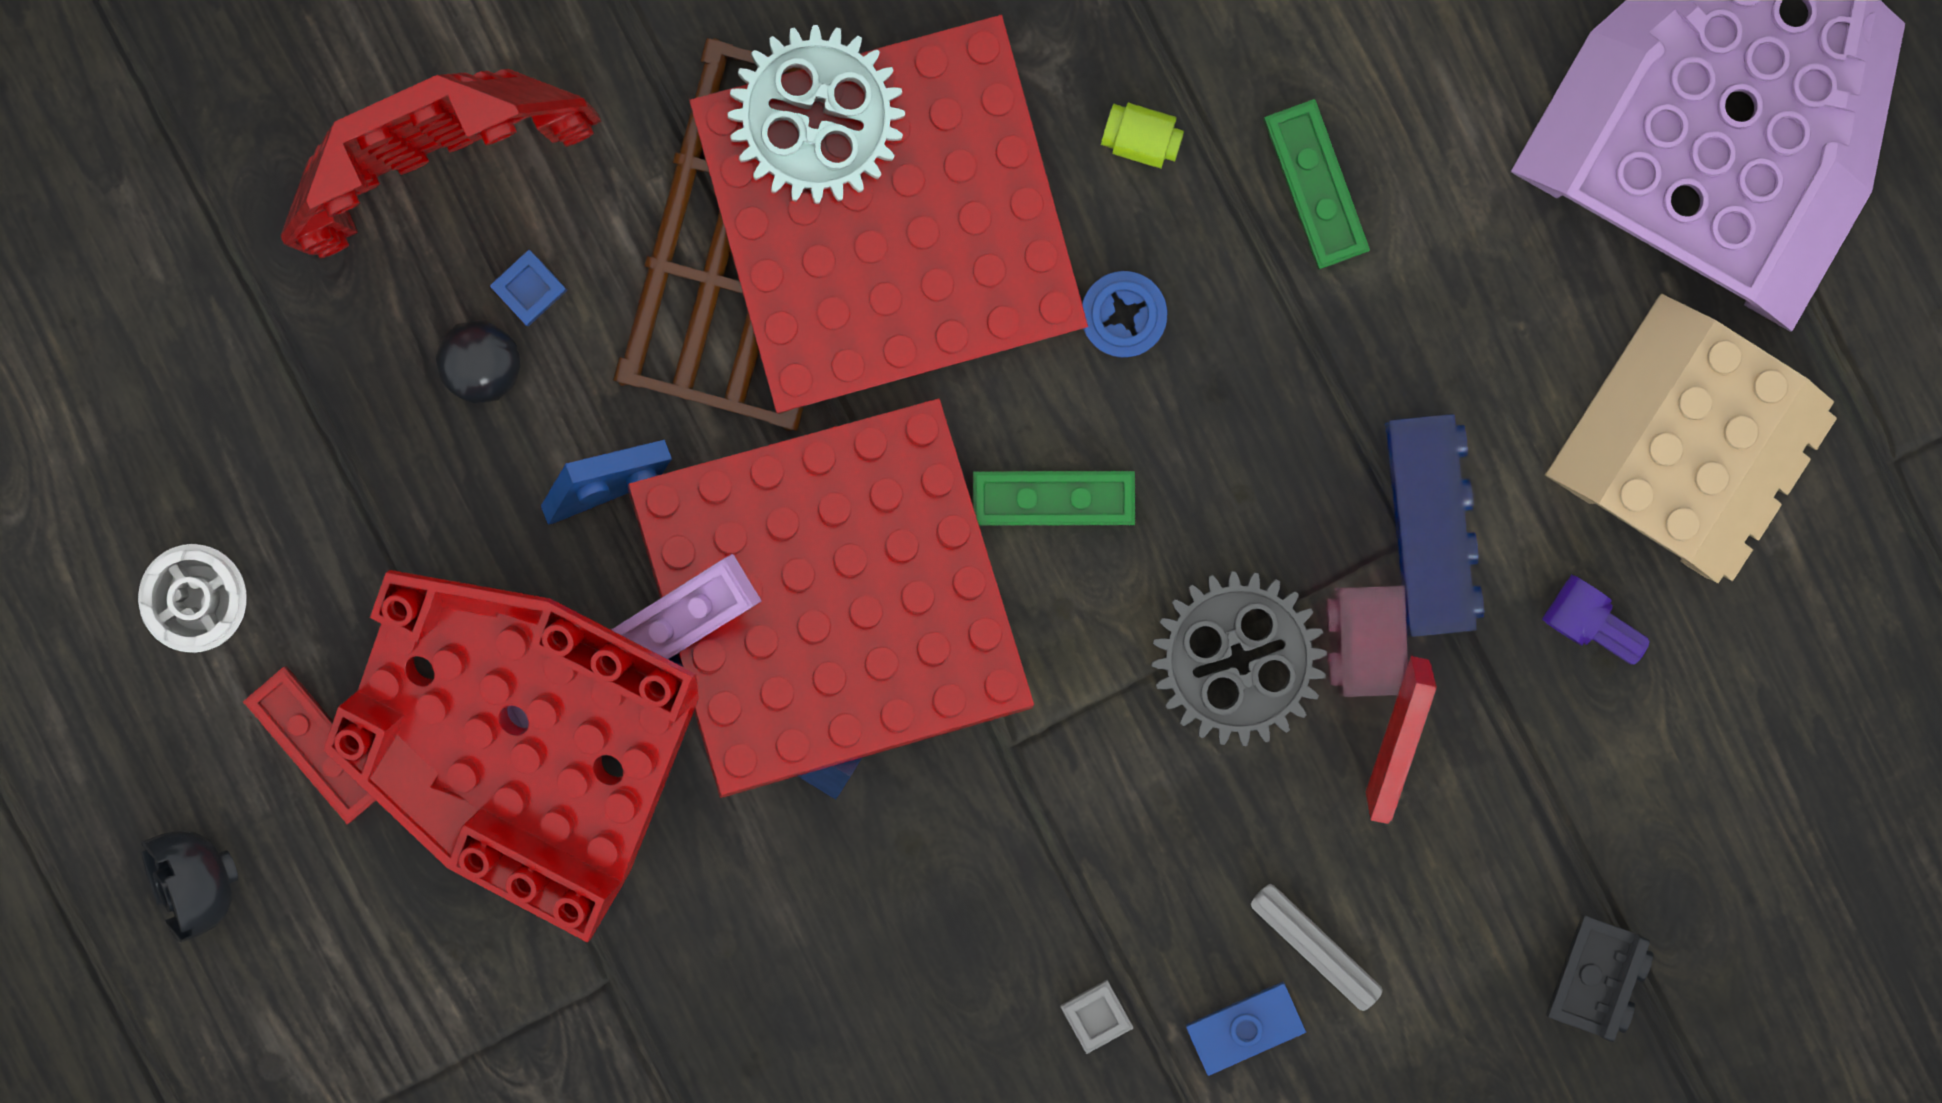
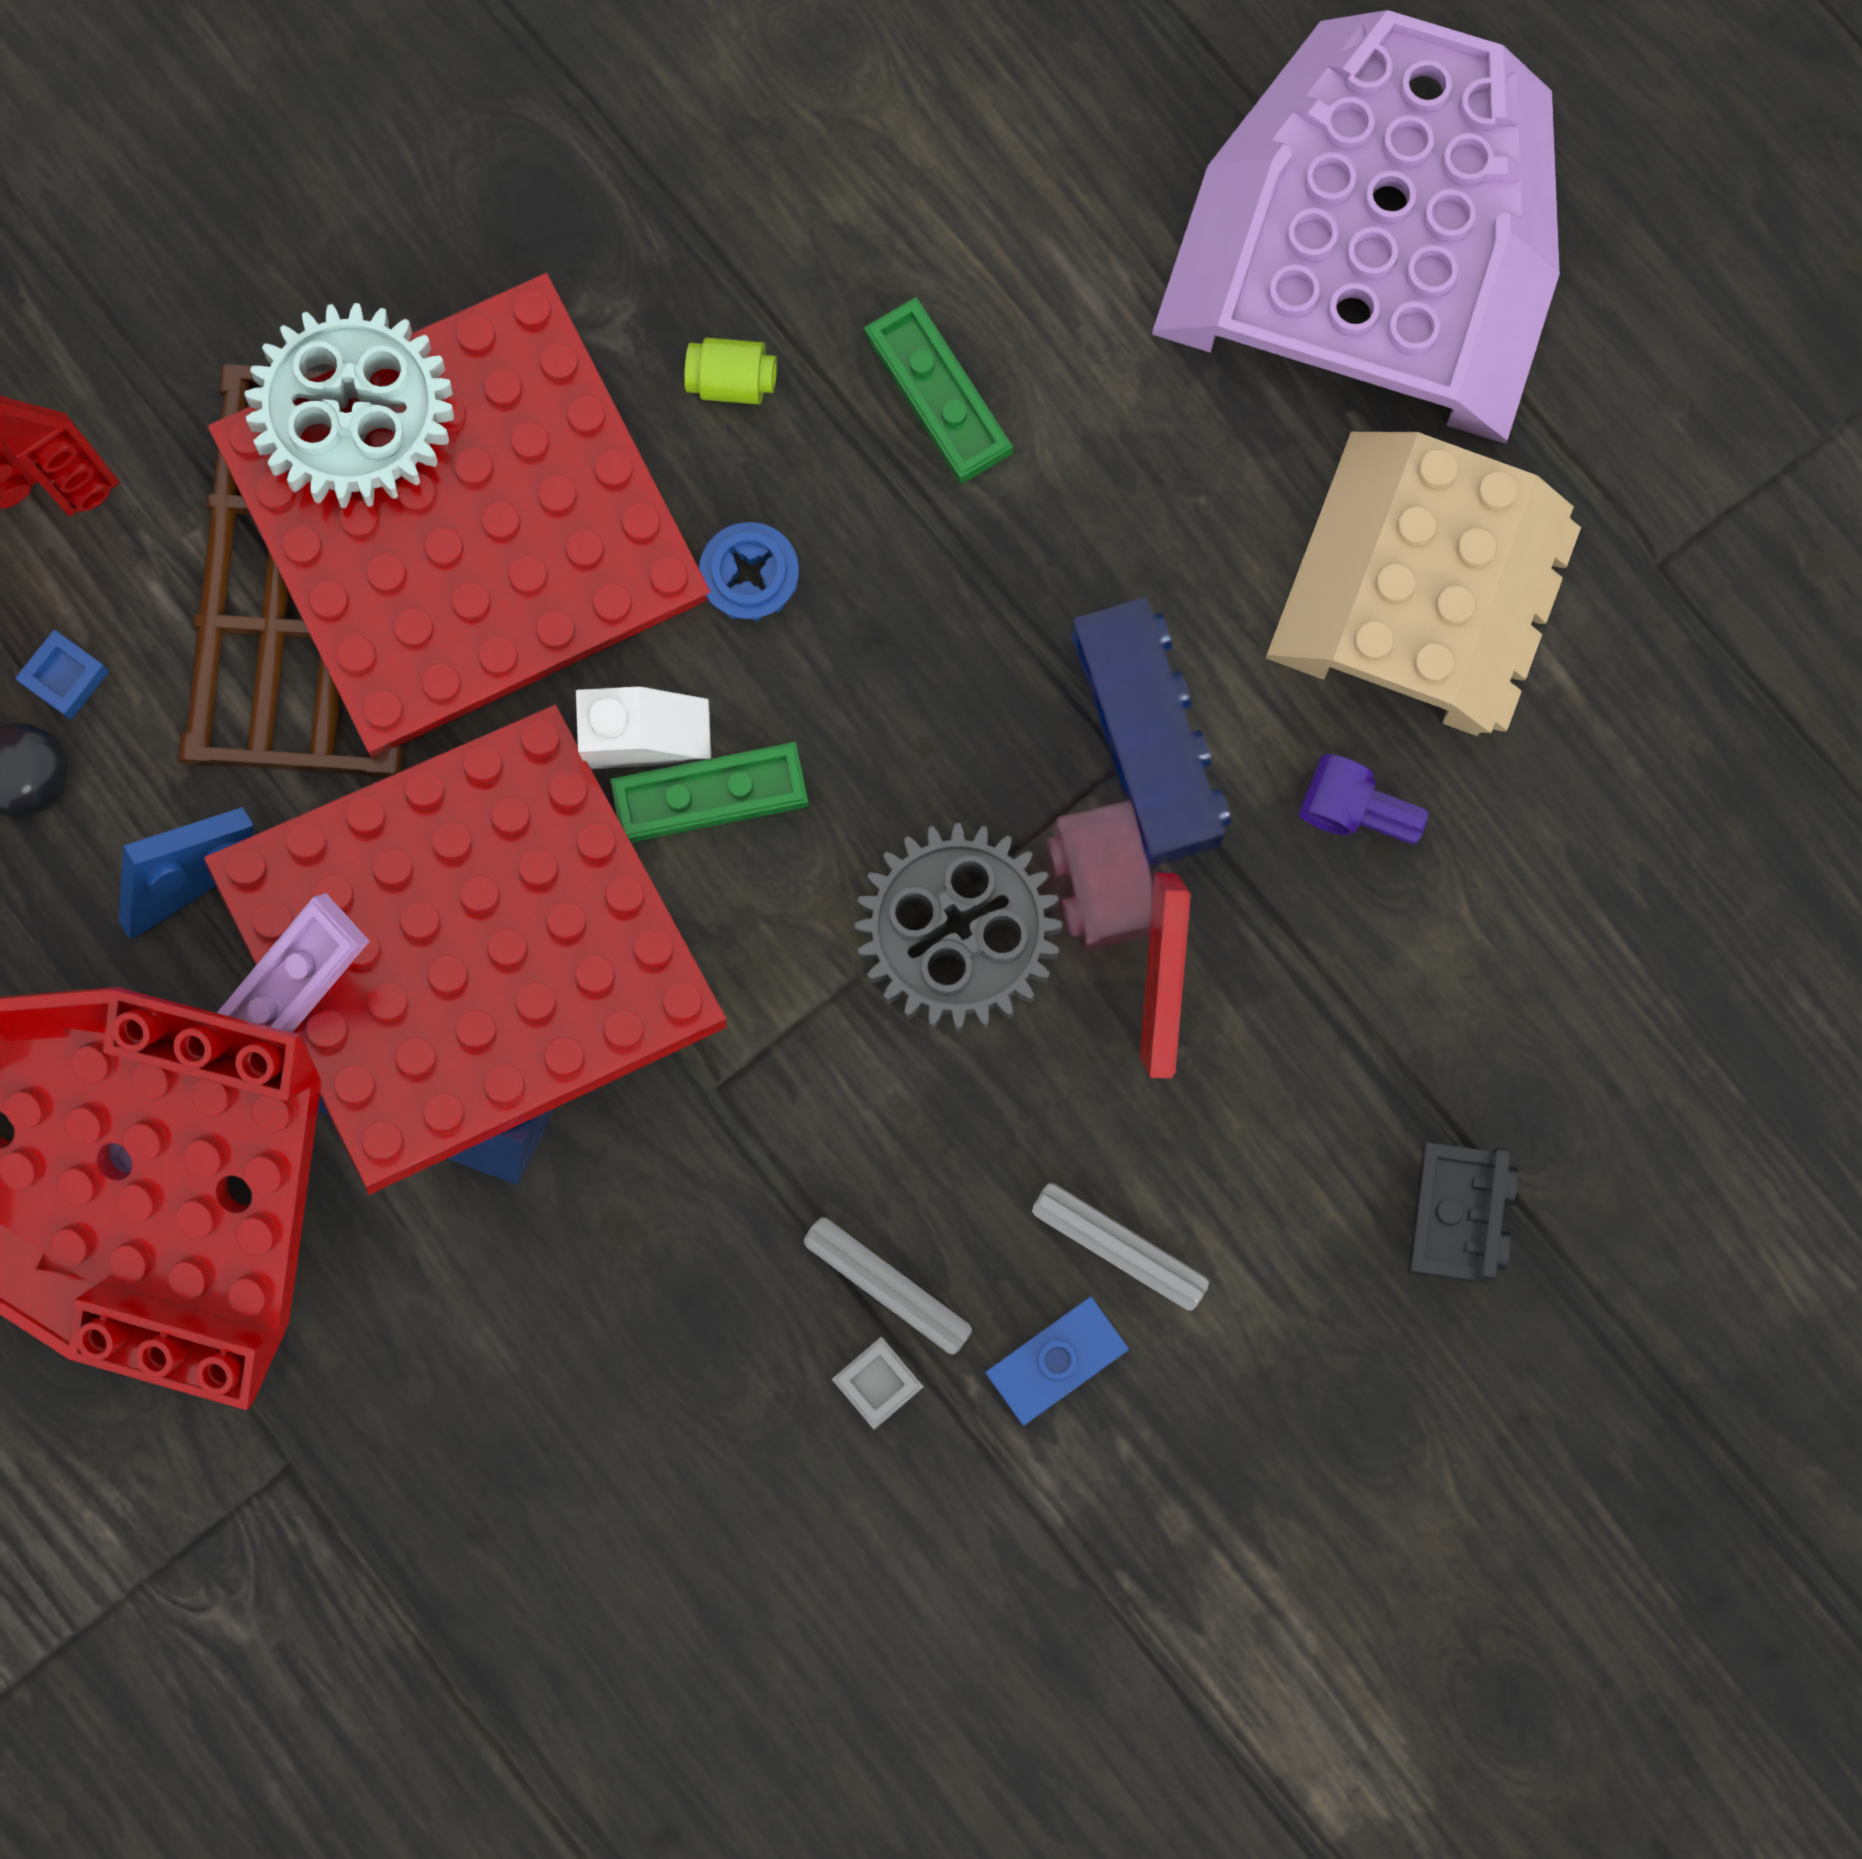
camera: 15 degrees left, 10 degrees down
(1010, 435) = (641, 727): none -> white slope
(1120, 940) = (887, 1285): none -> light grey axle

